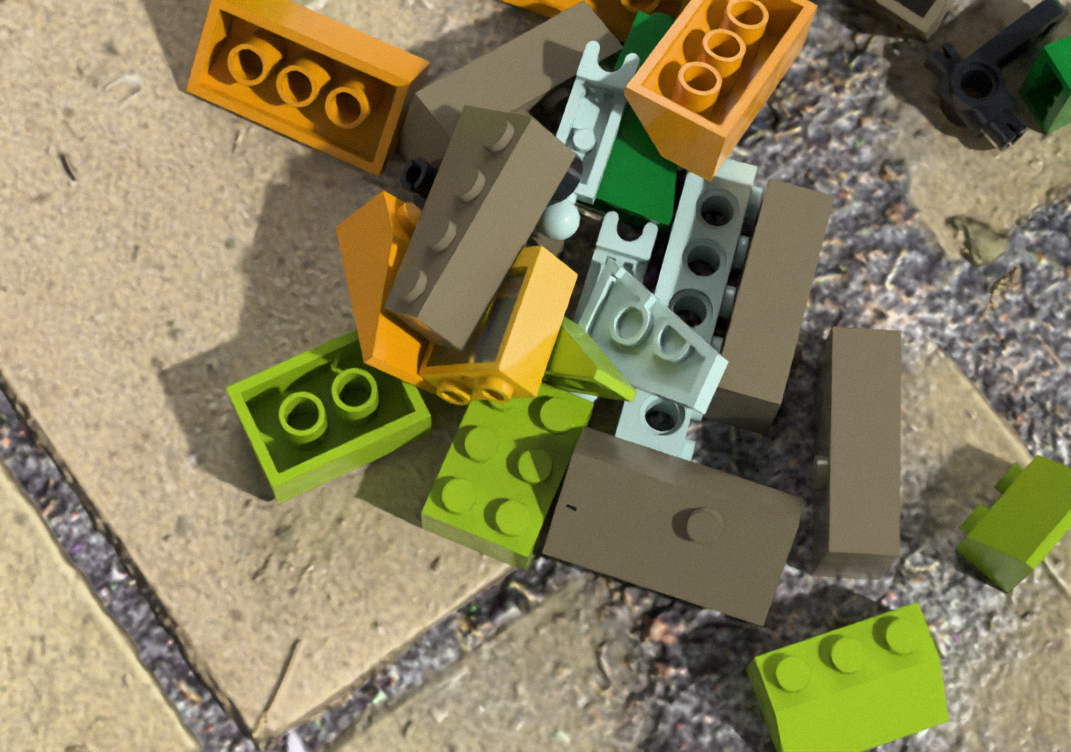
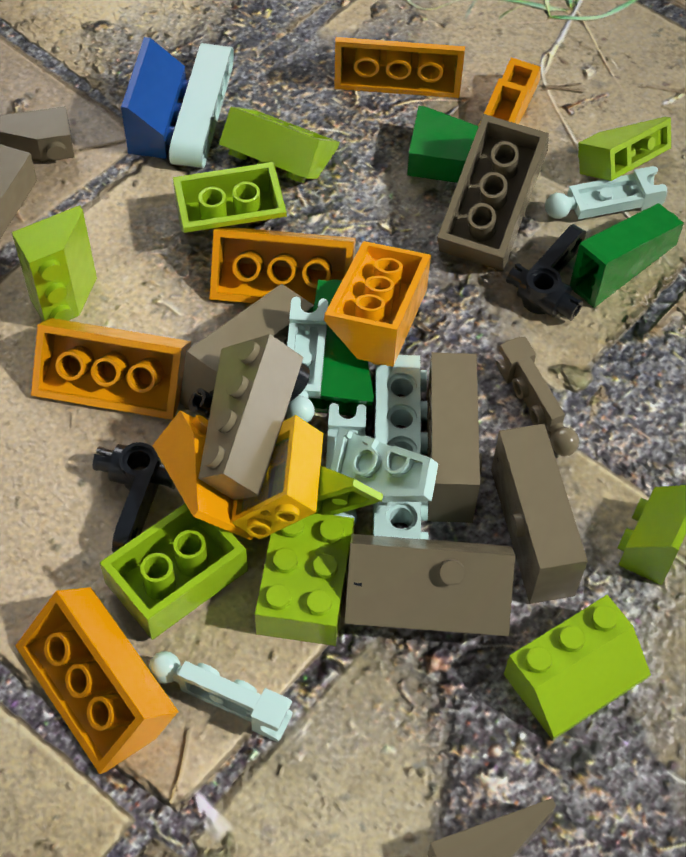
camera: 10 degrees left, 15 degrees down
(189, 542) = (95, 678): none -> light orange slope
(315, 274) = (141, 484): none -> black piece
(407, 650) = (266, 711): none -> light aqua plate
(900, 208) = (530, 386): none -> dark tan plate

